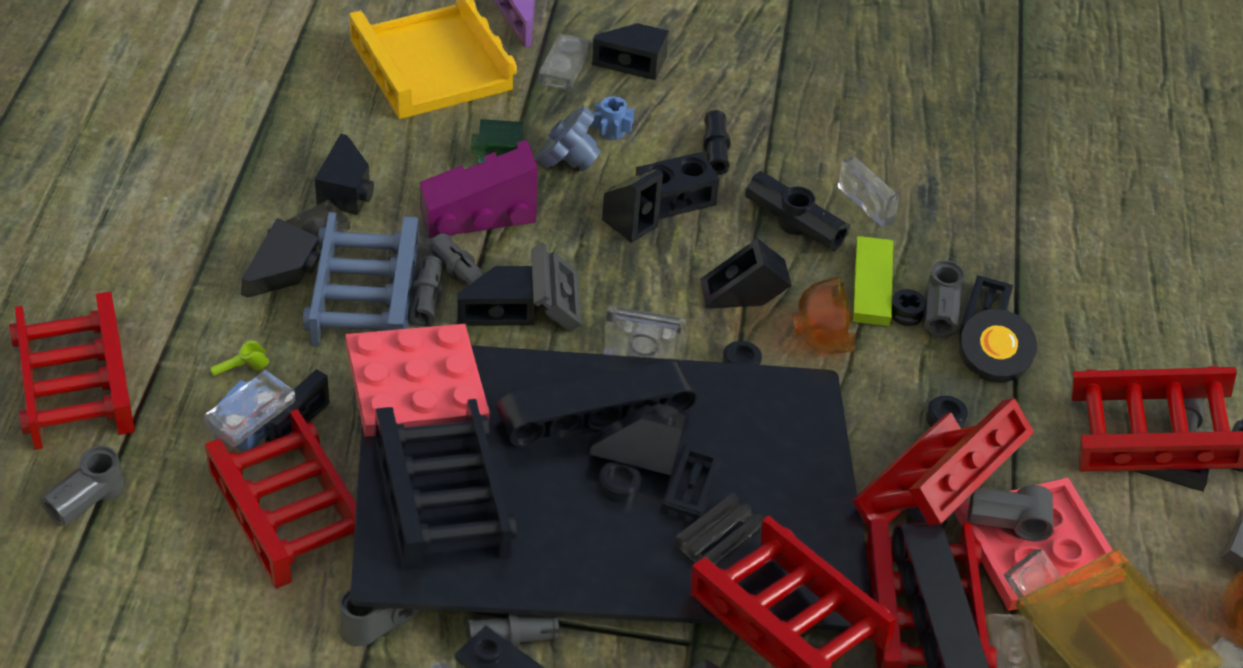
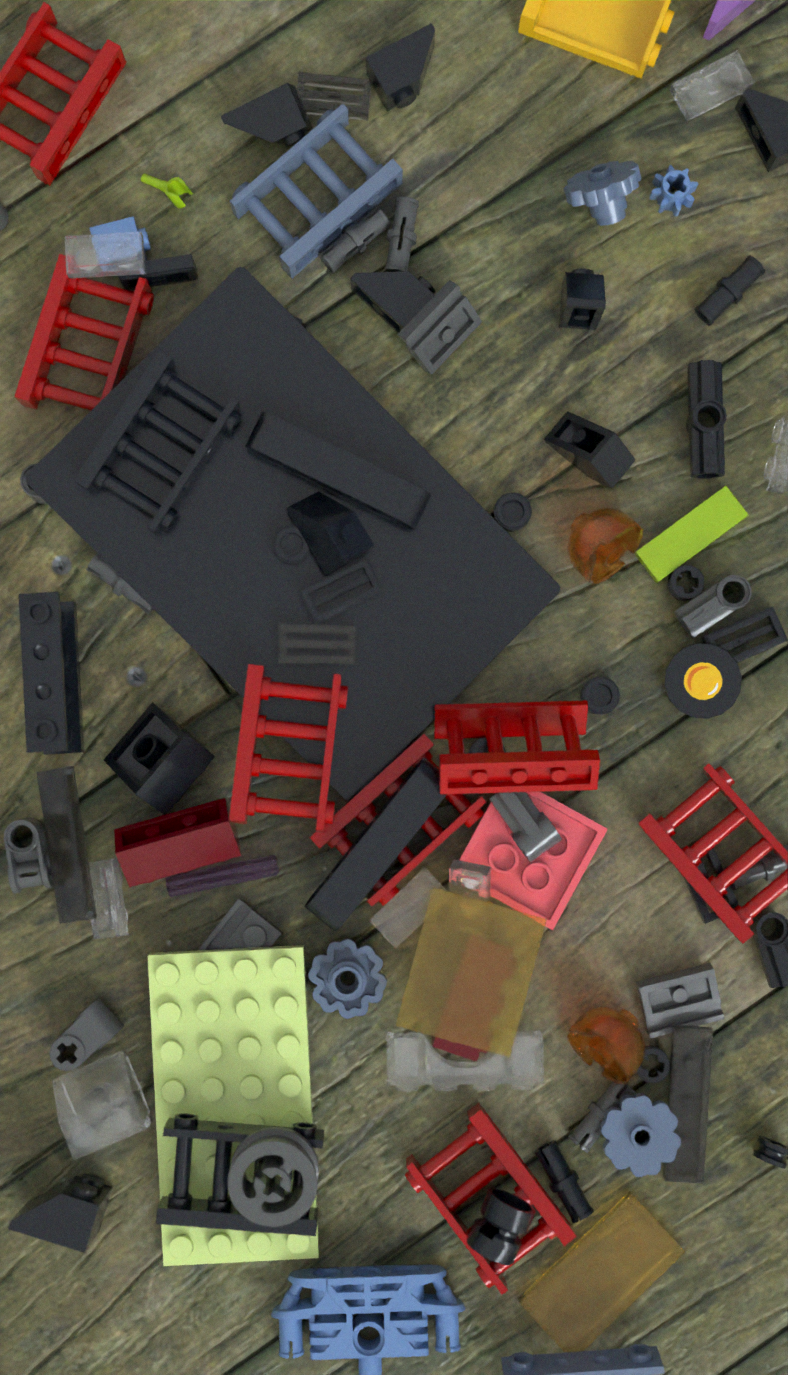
camera: 50 degrees right, 40 degrees up
(416, 371) = (235, 333): coral plate -> none
(482, 196) = (476, 186): magenta wedge -> none
(496, 137) = (553, 139): clear green brick -> none
(645, 334) = (453, 434): clear slope -> none
(686, 184) = (638, 317): black brick -> none

